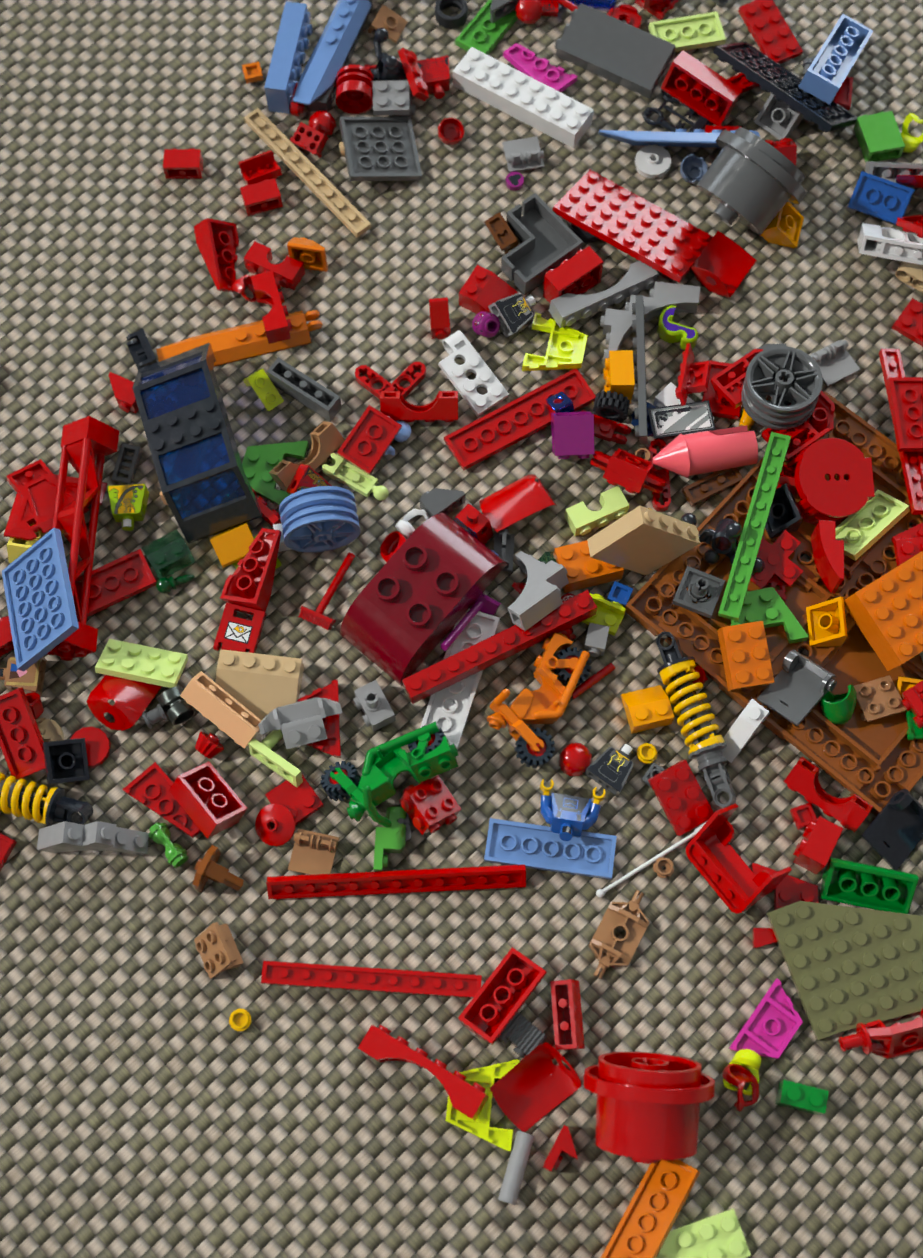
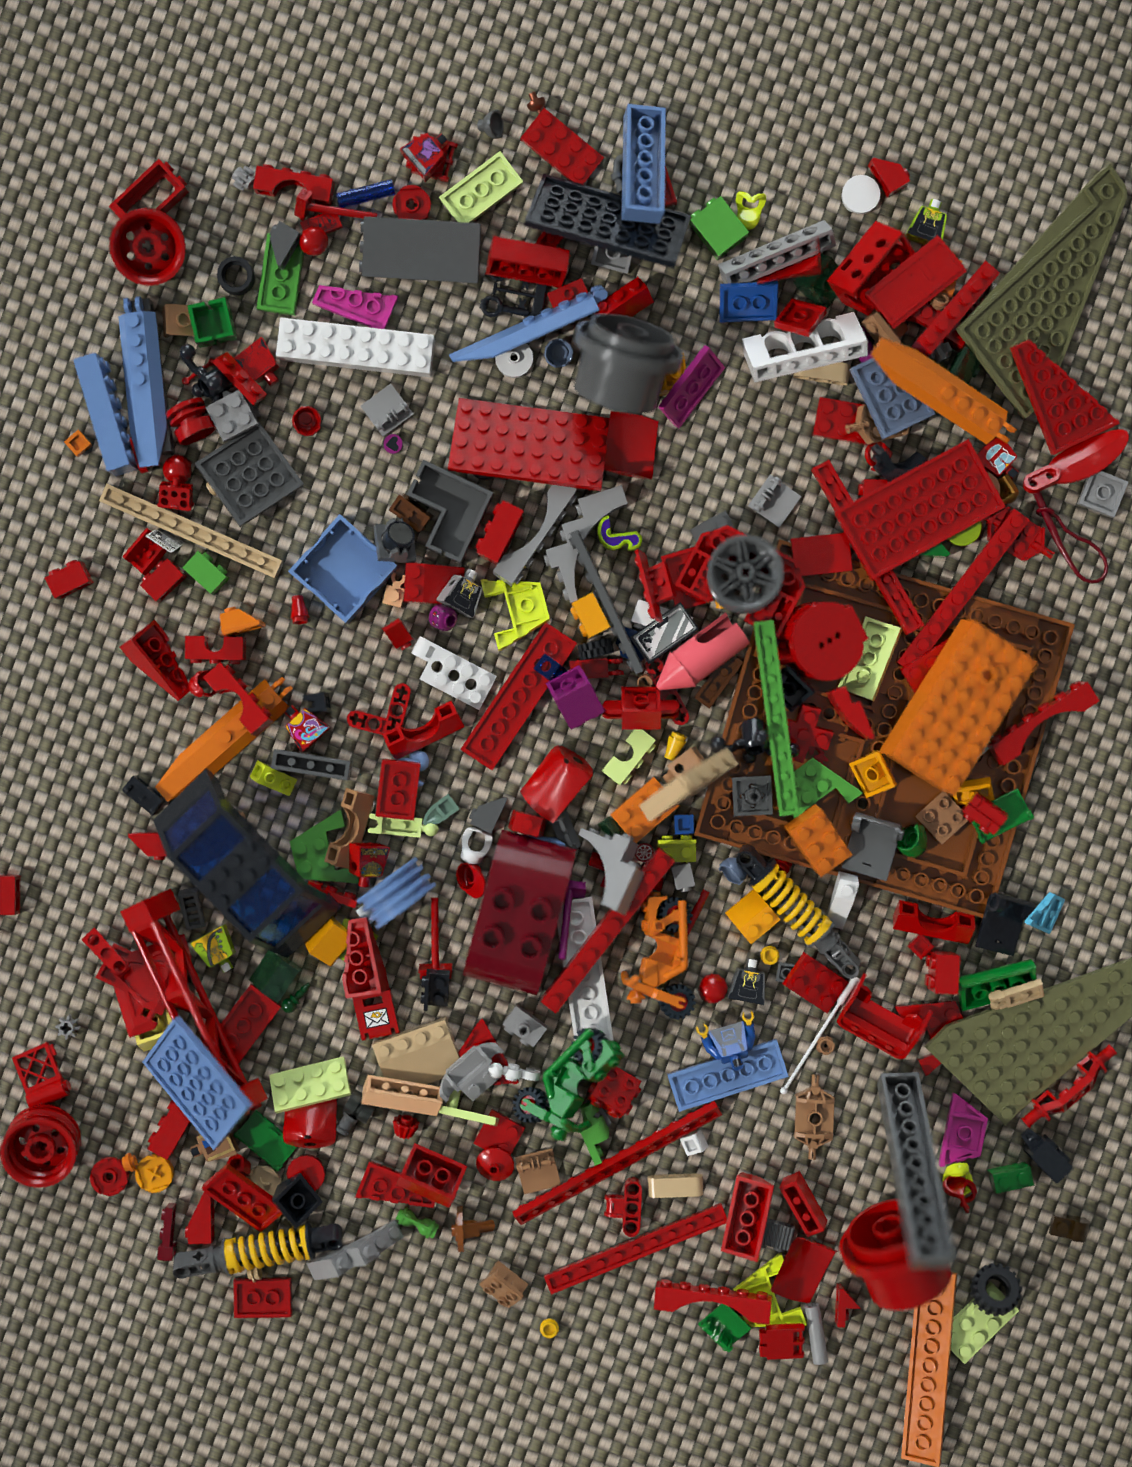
camera: 25 degrees left, 20 degrees up
(29, 459) = (105, 952): none -> red leg
(67, 692) = (265, 1140): none -> green door
(281, 166) = (165, 539): none -> sticker
(300, 206) = (206, 573): none -> bright green brick
(308, 630) = (436, 988): none -> black bracket
(316, 359) = (305, 727): none -> torso
(339, 338) = (320, 701): none -> black hinge
(340, 739) = (513, 1072): none -> white piece
(362, 269) = (299, 612): none -> red cone
(379, 925) = (620, 1206): none -> red beam
(398, 480) = (440, 810): none -> sand green plate
(411, 36) = (212, 324): none -> green piece
(420, 252) = (343, 569): none -> medium blue tile
(422, 1108) = (724, 1326): none -> green hinge
(443, 933) = (675, 1185): none -> tan beam
(452, 291) = (394, 594): none -> light nougat plate
(475, 1155) = (781, 1341): none -> red plate
(478, 246) = (398, 539): none -> piece
(483, 902) = (694, 1143): none -> white slope
(648, 655) = (733, 871): none -> sand blue hair
(704, 1015) = (915, 1171): none -> dark grey brick
(726, 1225) = (1009, 1281): none -> black tyre
(799, 239) = (691, 386): none -> dark pink plate
(846, 1184) = (1069, 1227): none -> dark brown brick
(850, 1087) = (1046, 1155): none -> black hinge
(860, 417) = (822, 554): none -> red tile
(887, 902) = (1016, 995): none -> tan hinge

